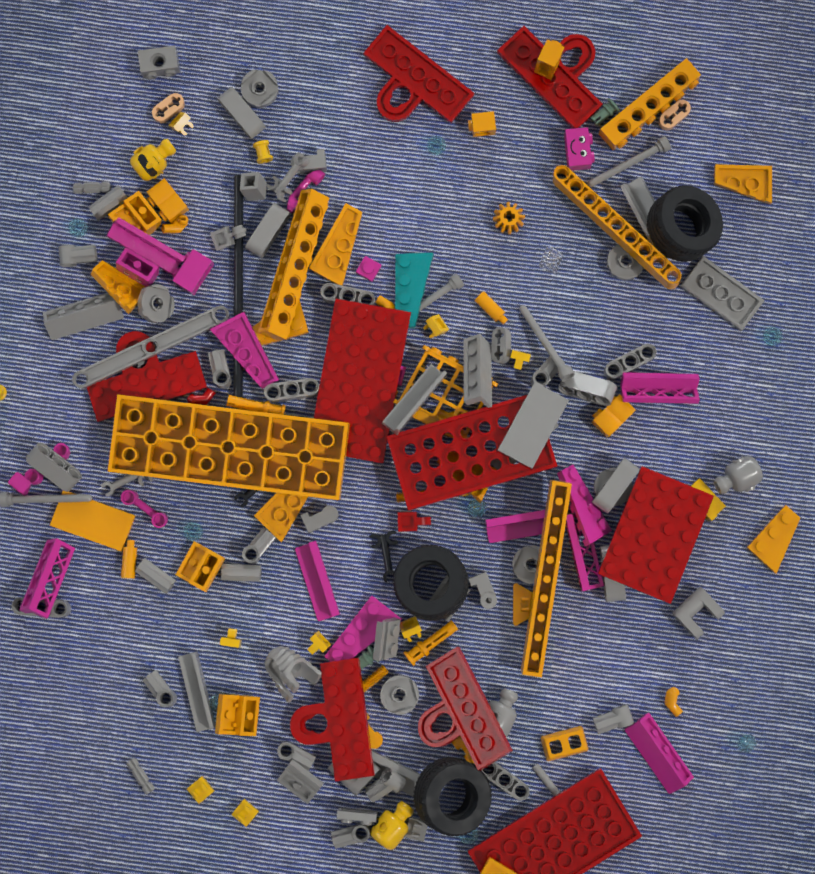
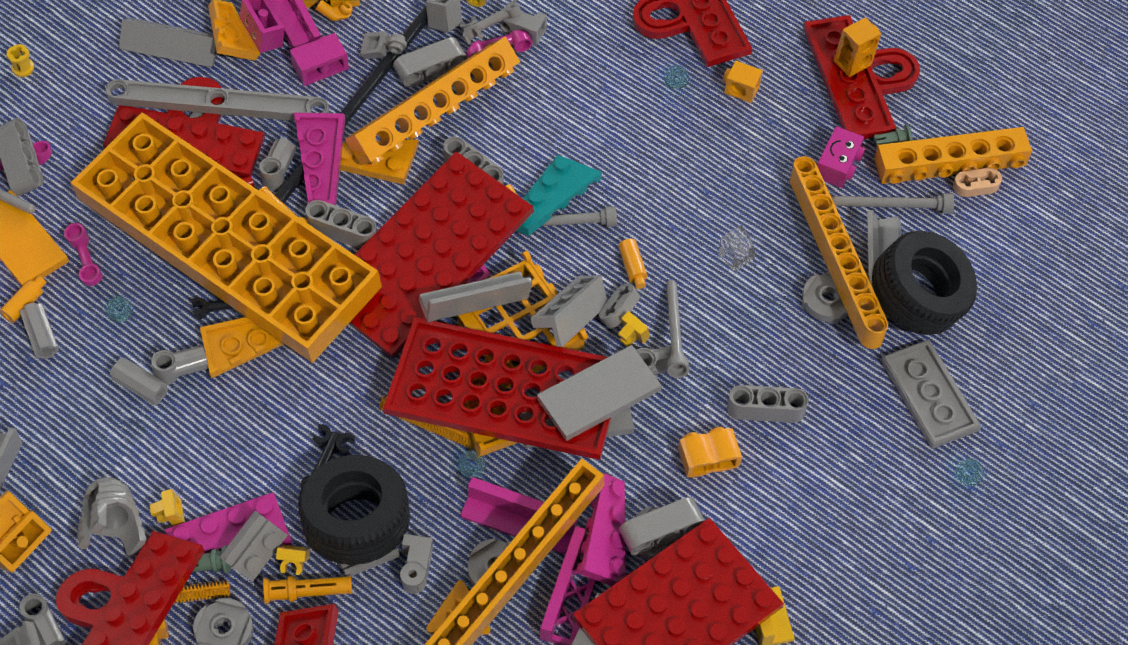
camera: 25 degrees right, 25 degrees down
(122, 481) = (81, 218): light grey bar -> none
(145, 303) = (244, 72): light grey plate -> none
(200, 566) = (97, 347): light orange brick -> none
(231, 640) = (69, 446): yellow tile -> none
(317, 581) = (221, 442): dark pink panel -> none
(325, 517) = (273, 374): light grey leg -> none
(337, 248) = (495, 117): light orange wing -> none
(368, 268) = (517, 155): dark pink plate -> none
(409, 521) = (380, 434): red plate -> none
(437, 326) = (556, 247): yellow tile -> none
(503, 222) = (713, 183): light orange gear -> none
(589, 389) = (696, 401): light grey beam -> none
(659, 385) = (788, 447): dark pink fence -> none
(740, 475) = (835, 605): light grey piece -> none
(748, 180) = (1030, 288): light orange wing -> none

